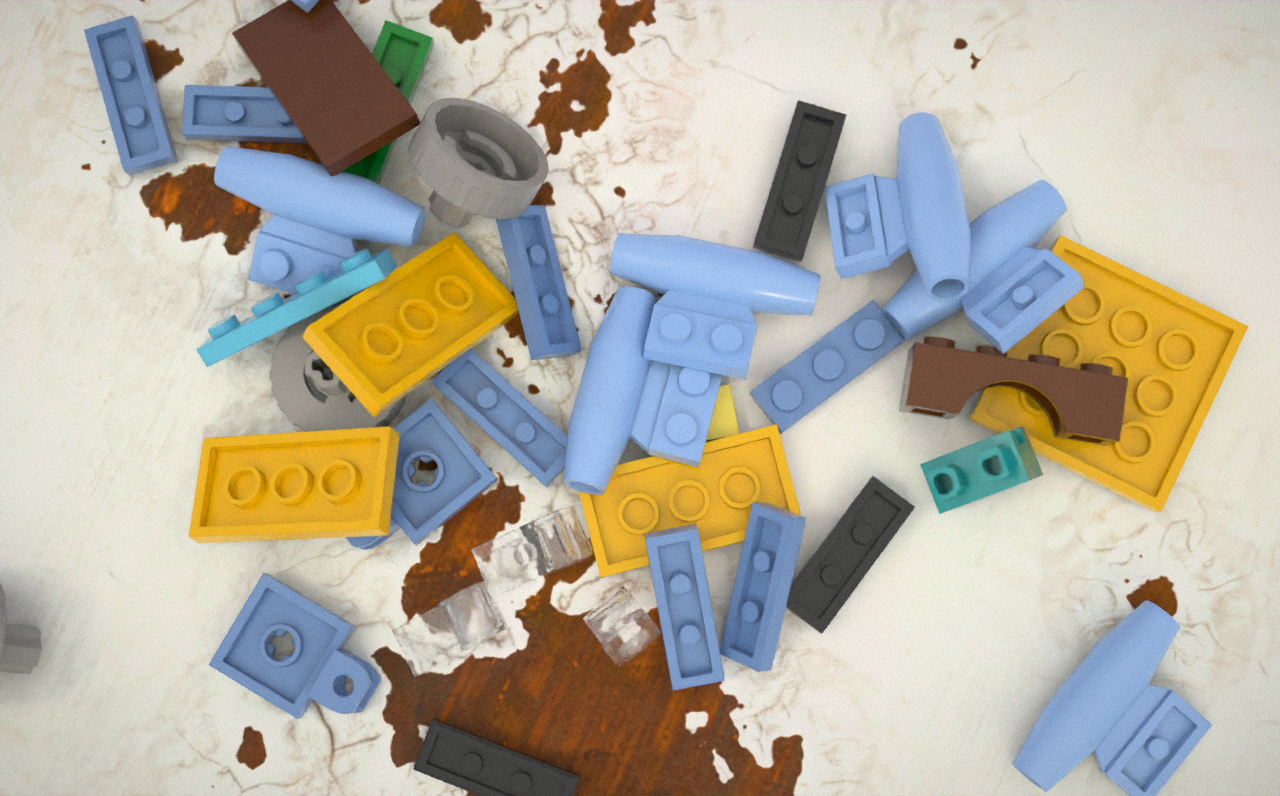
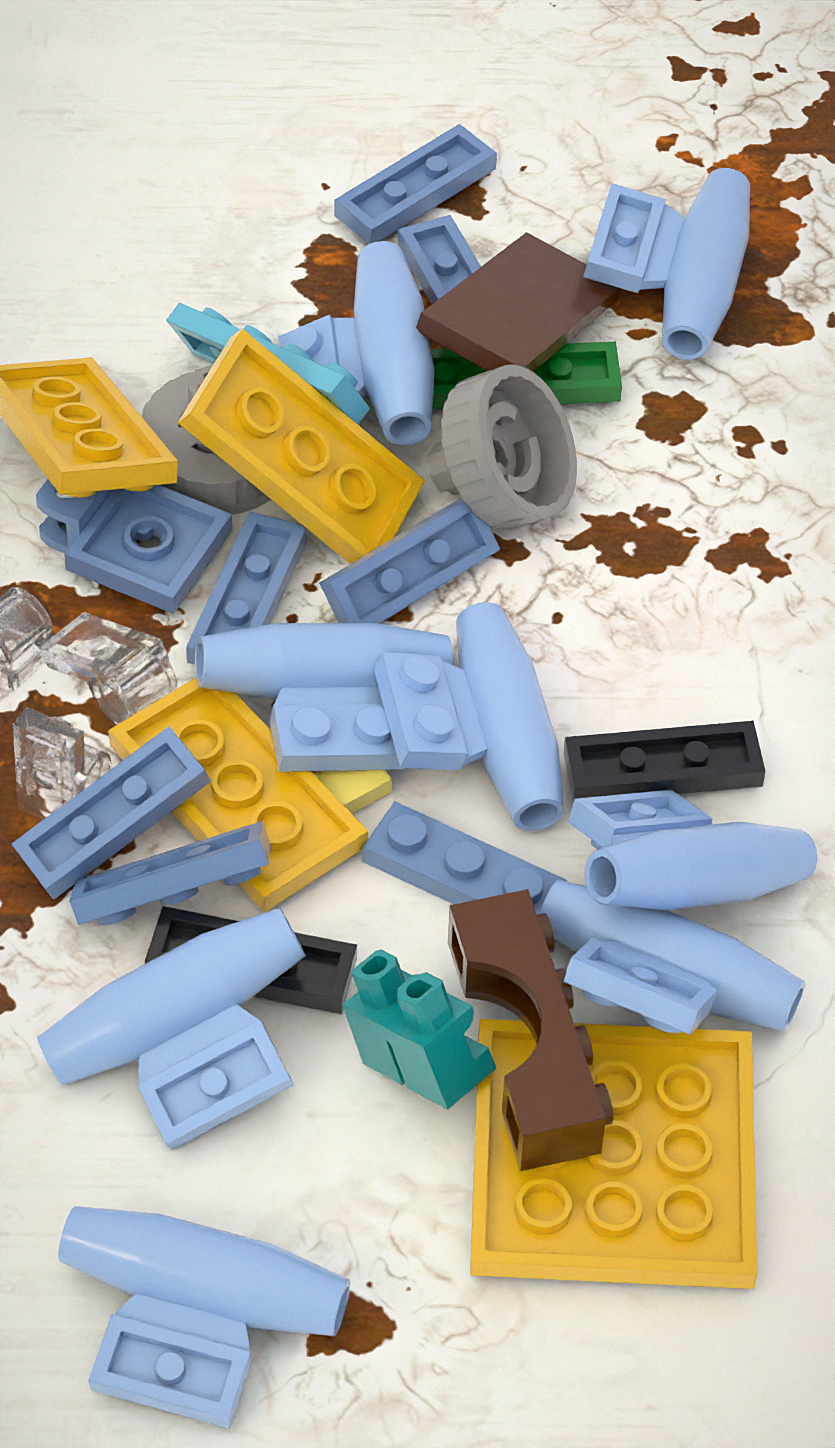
camera: 60 degrees right, 30 degrees down
(900, 628) = (186, 1027): none -> light blue plate

